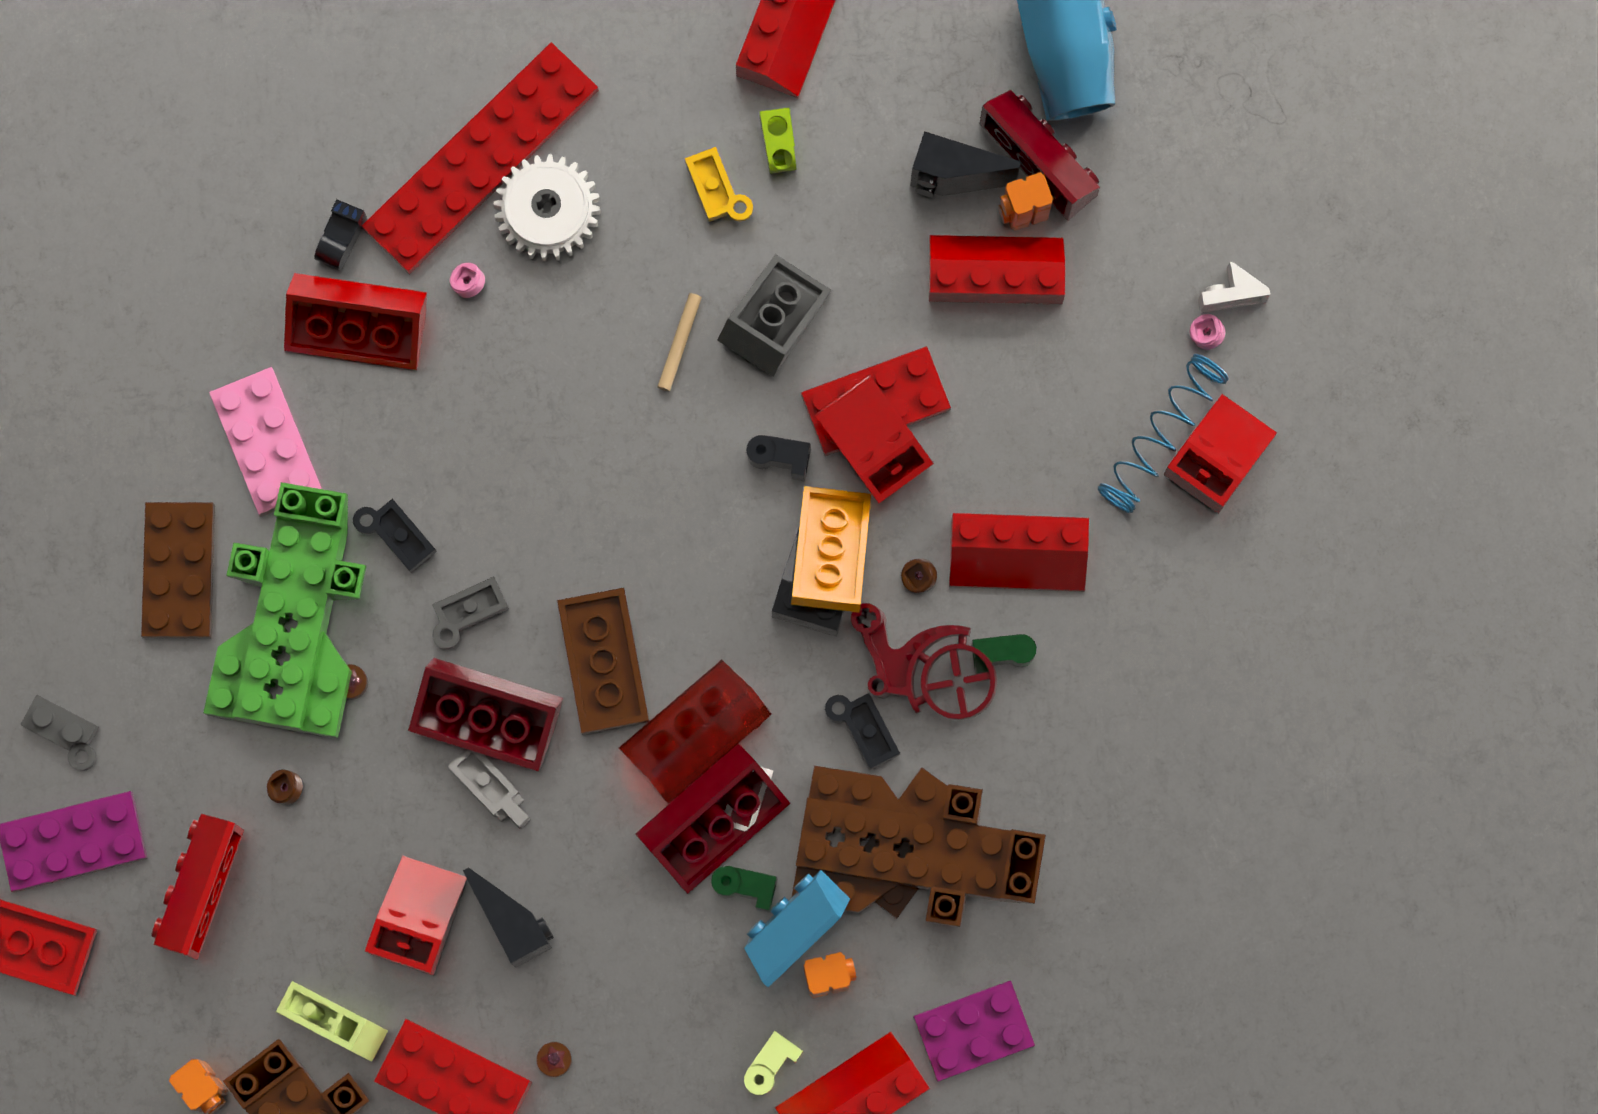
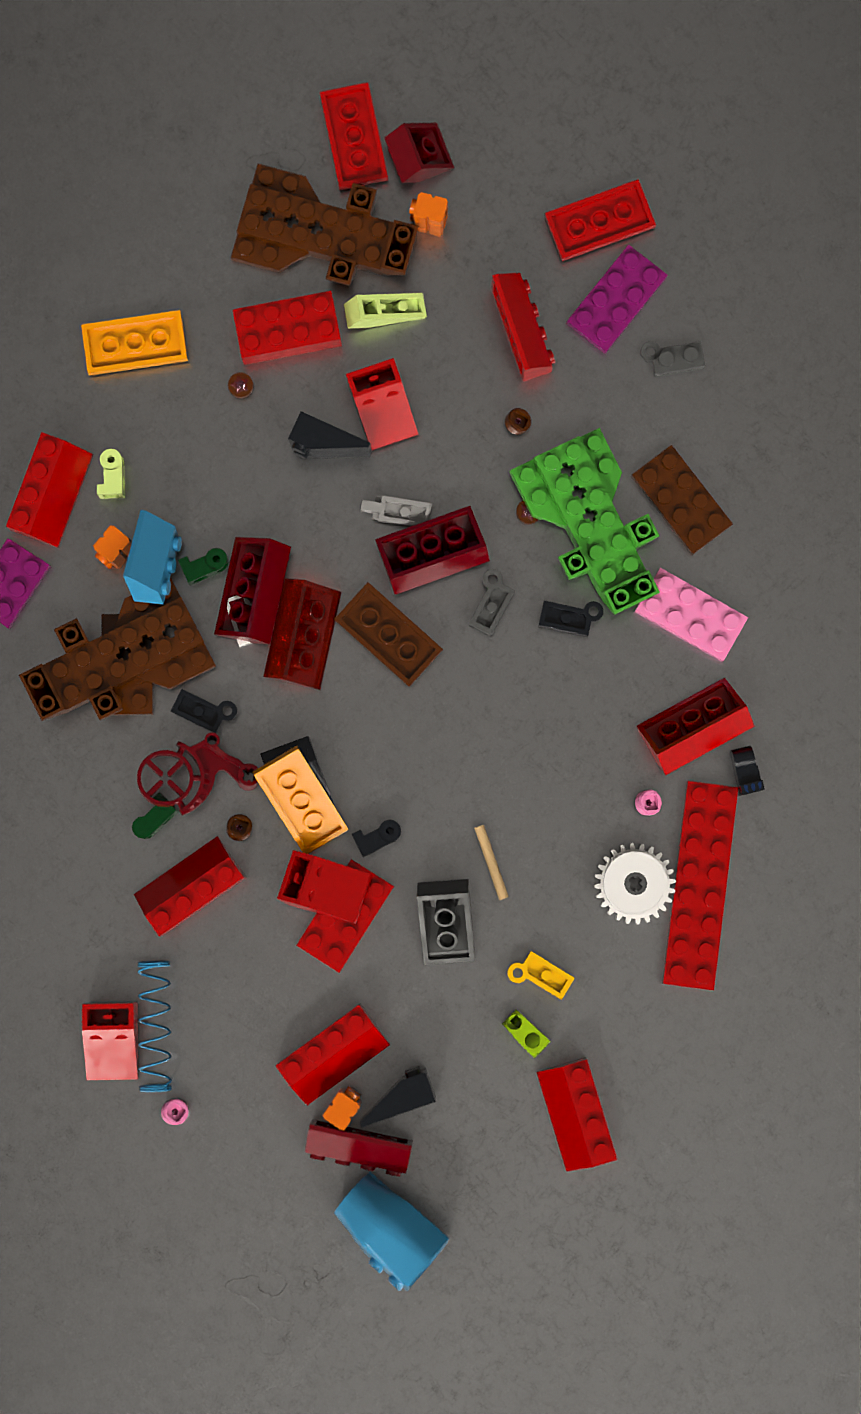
camera: 150 degrees right, 5 degrees up
(1243, 291) = (171, 1154): white slope -> none

